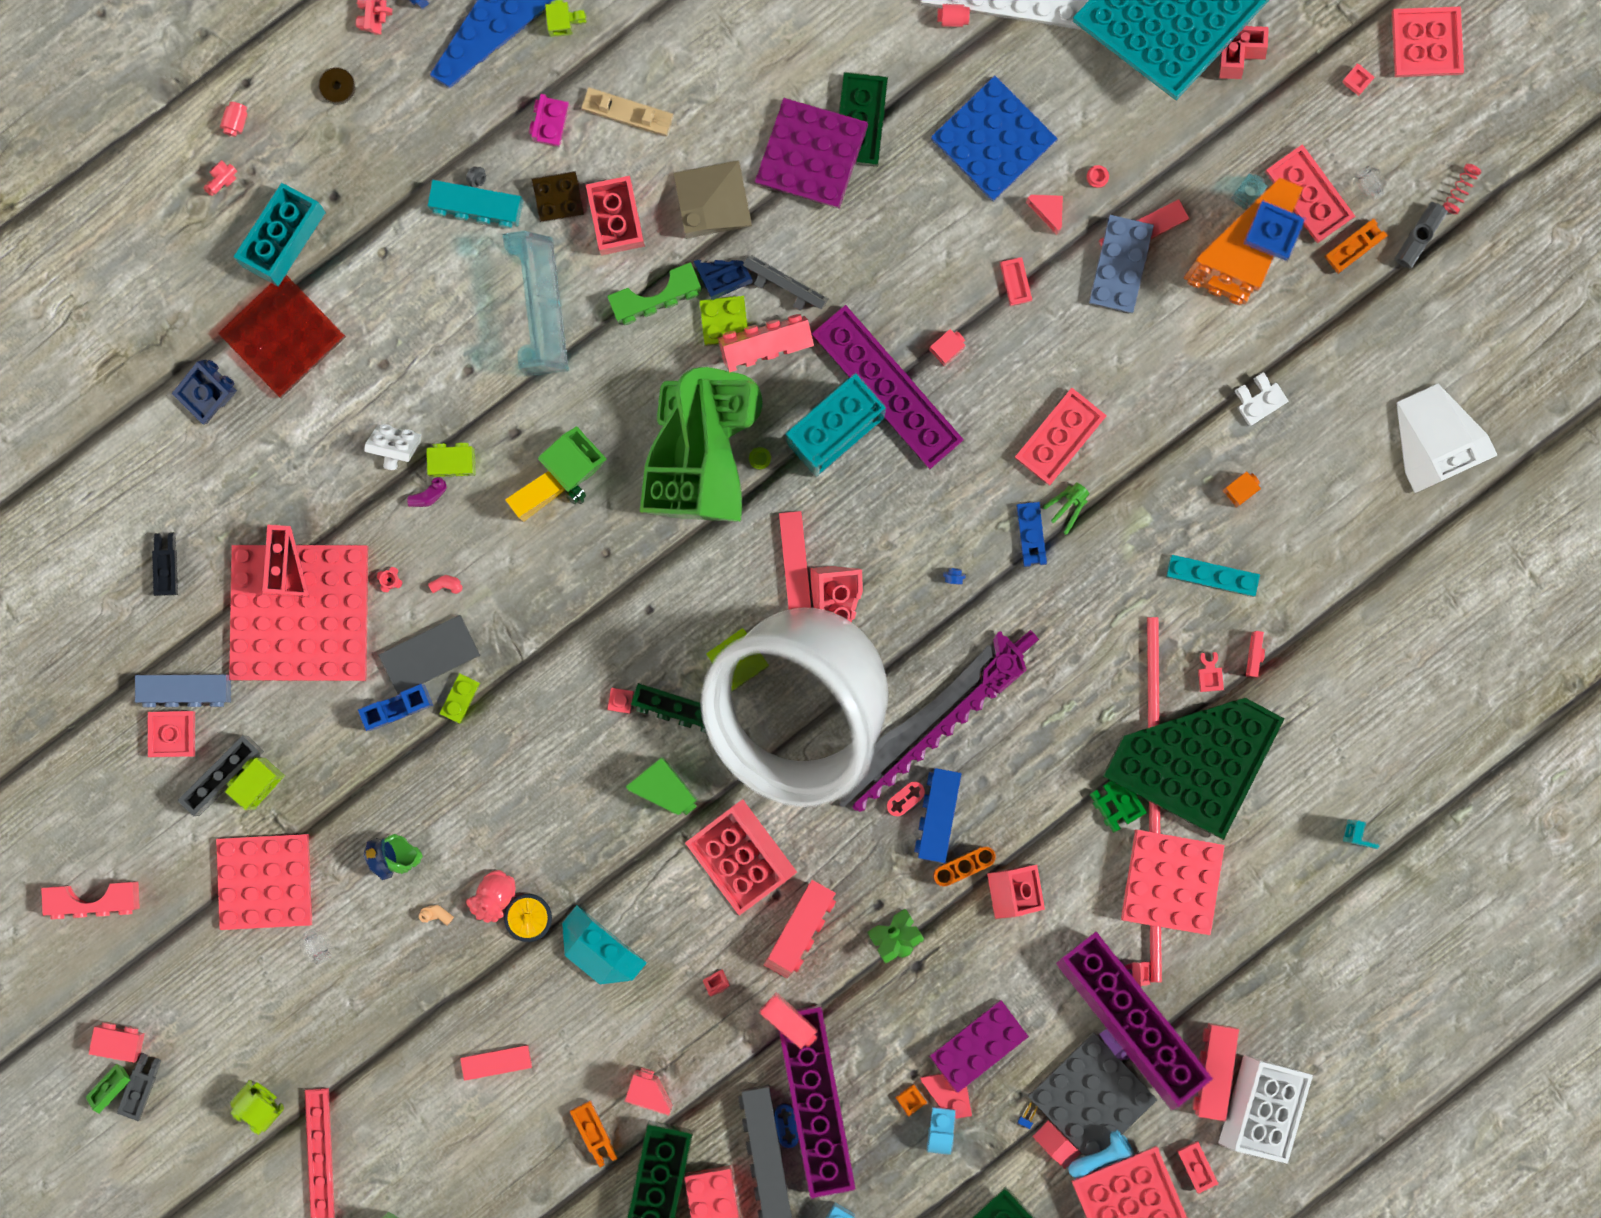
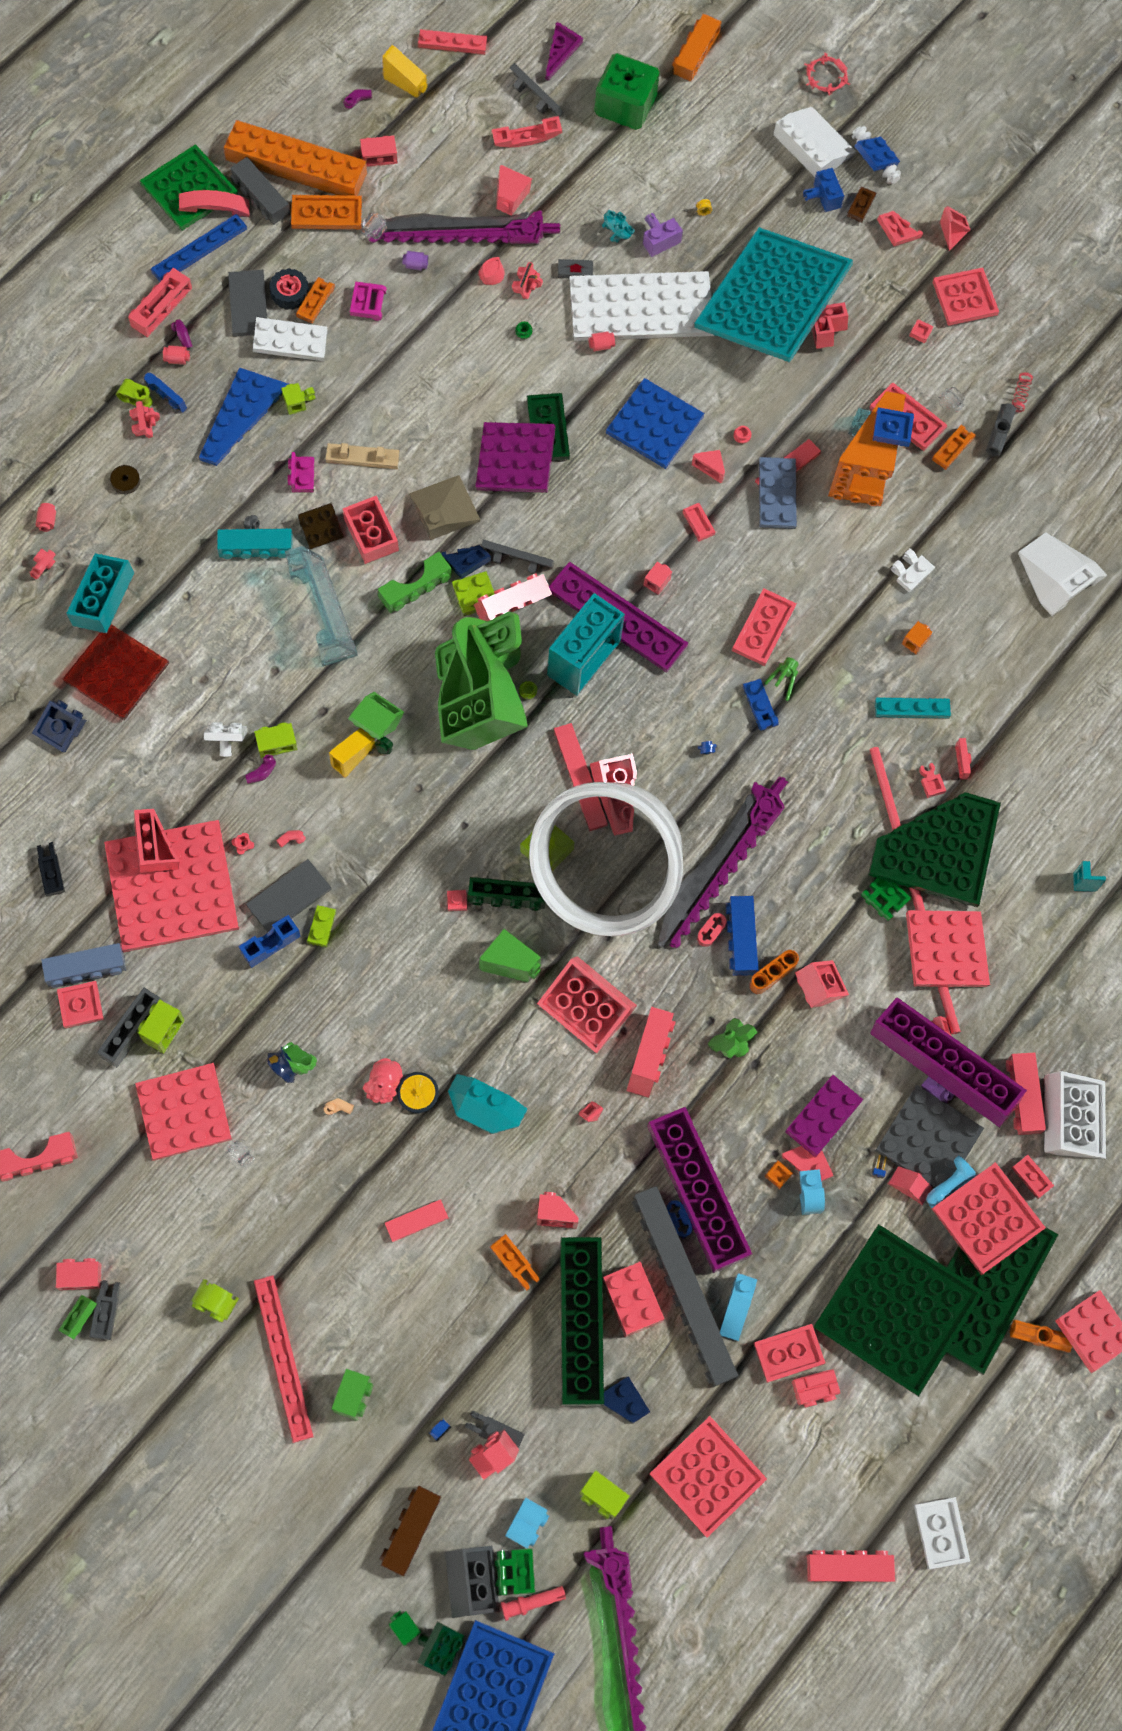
camera: 25 degrees left, 15 degrees down
(788, 1021) = (661, 1119): coral slope -> none

